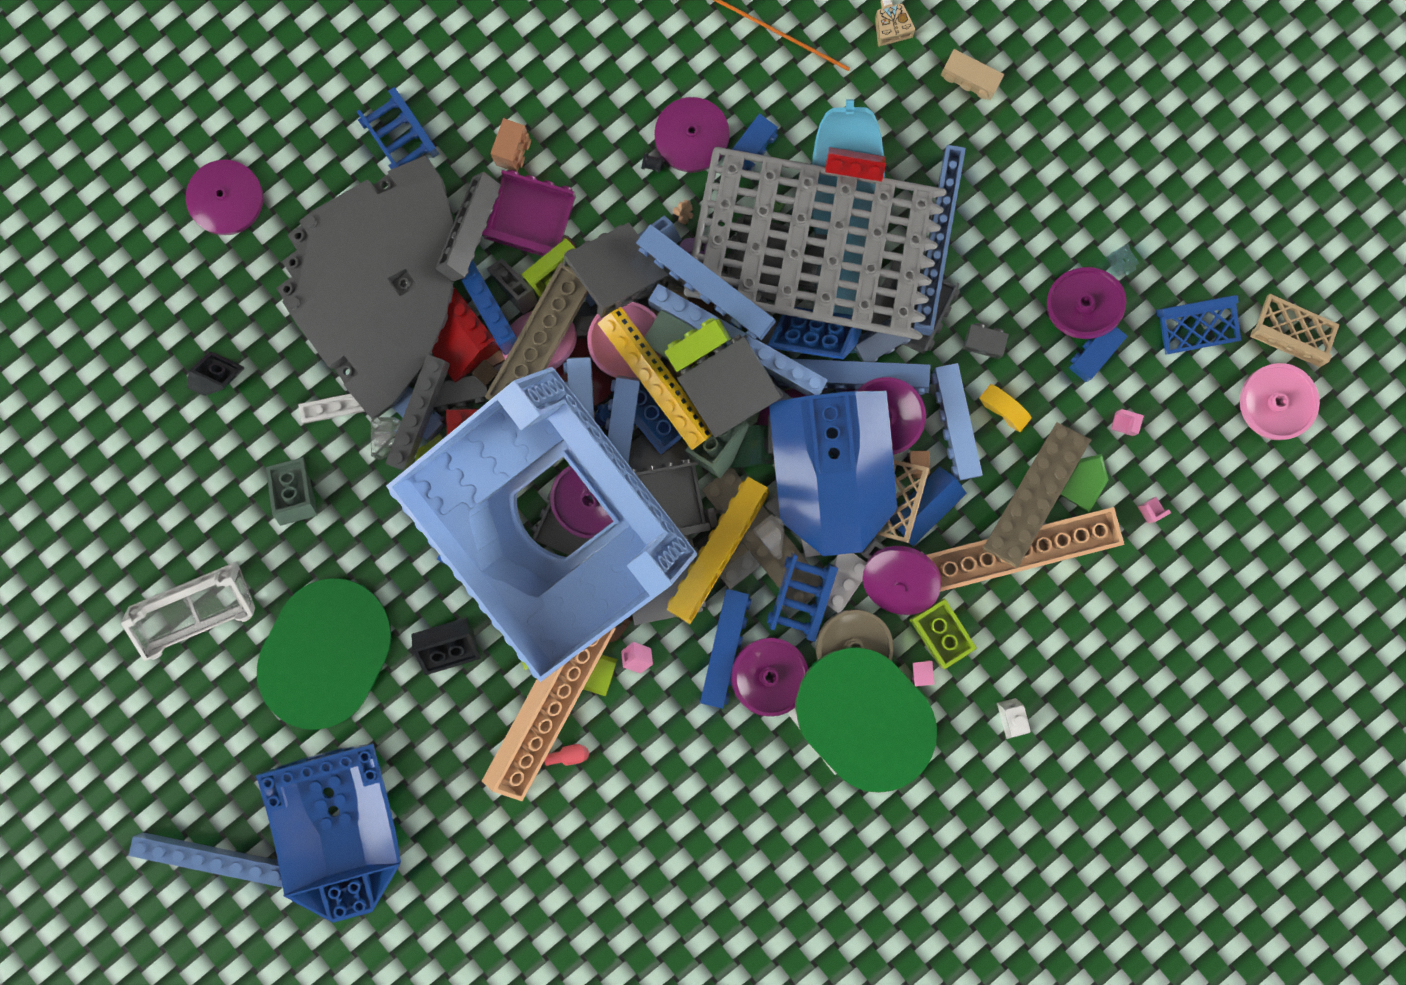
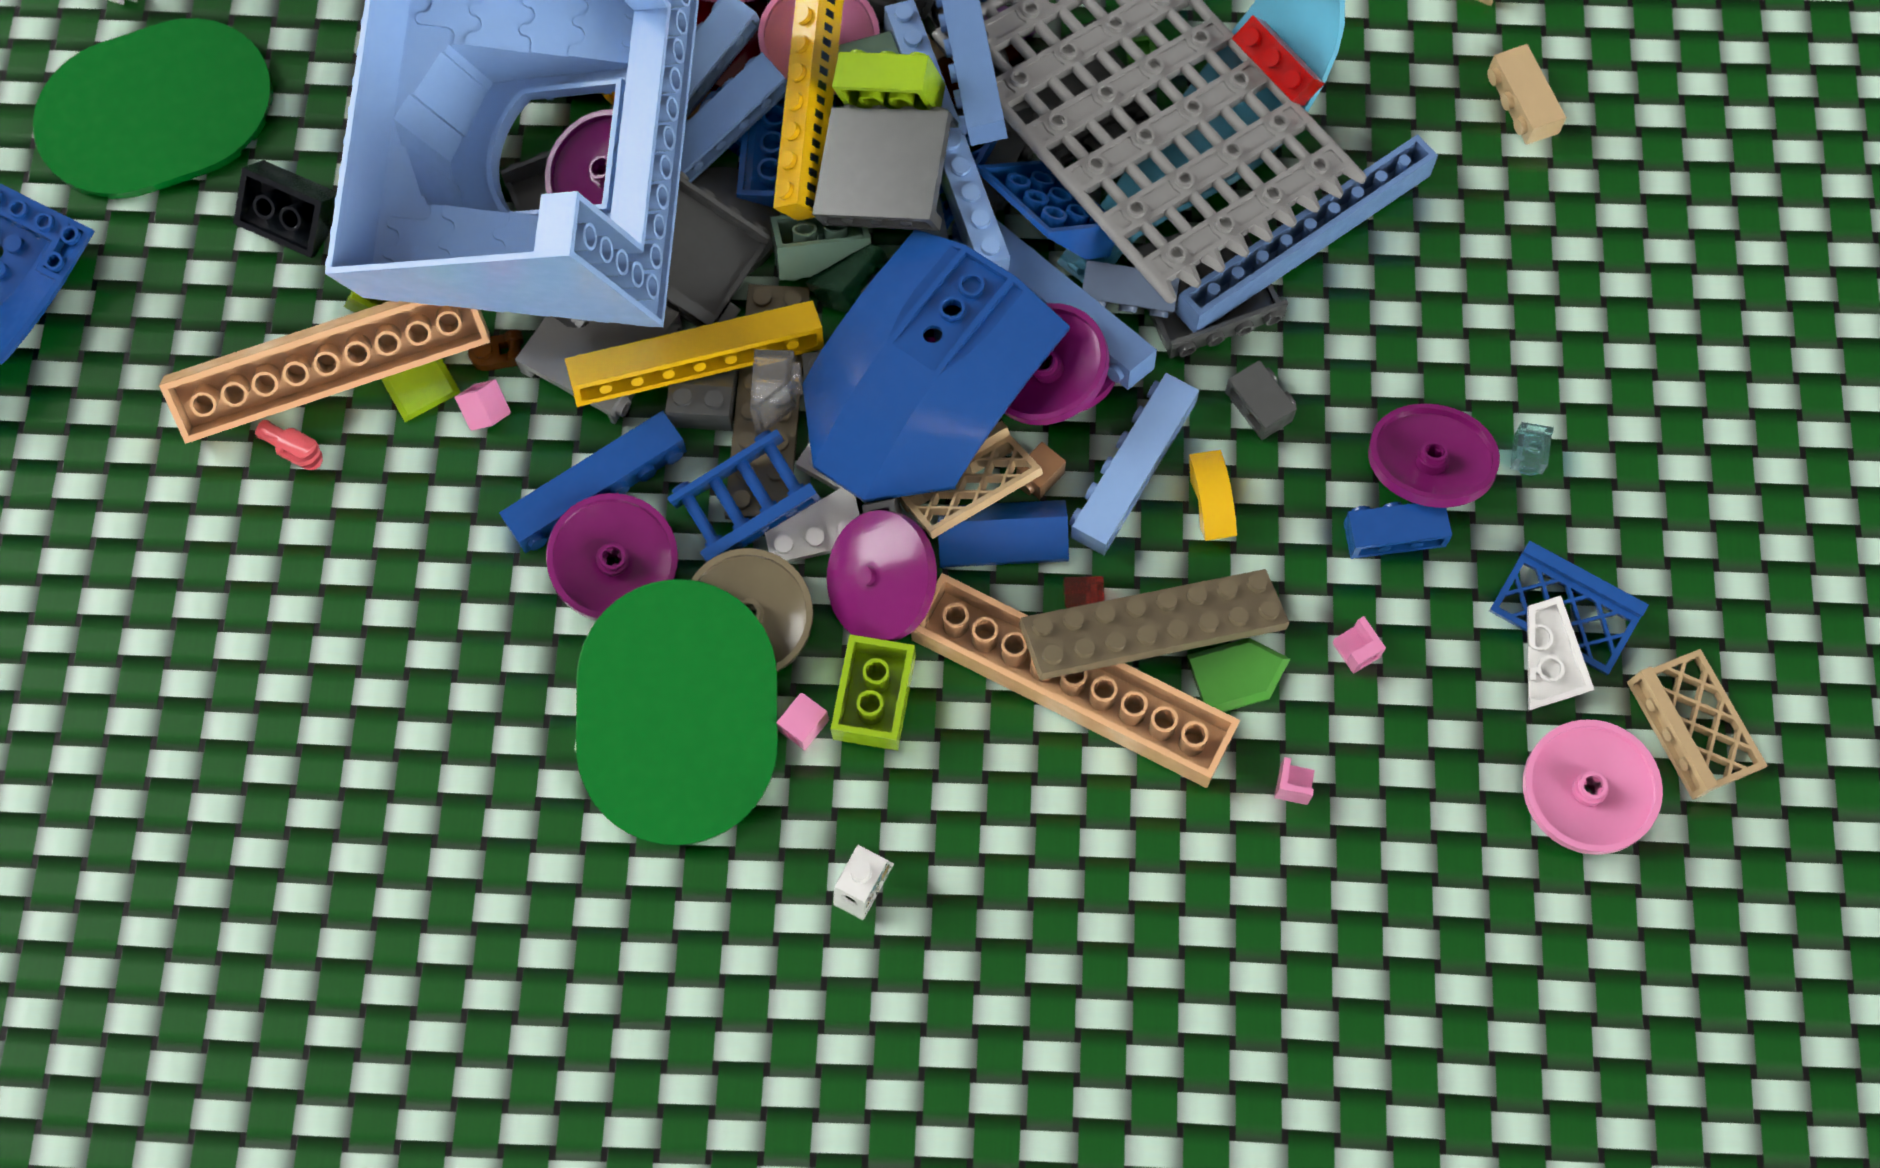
camera: 45 degrees right, 15 degrees down
(991, 505) = (1083, 590): none -> clear red panel
(1214, 354) = (1554, 656): none -> white wing

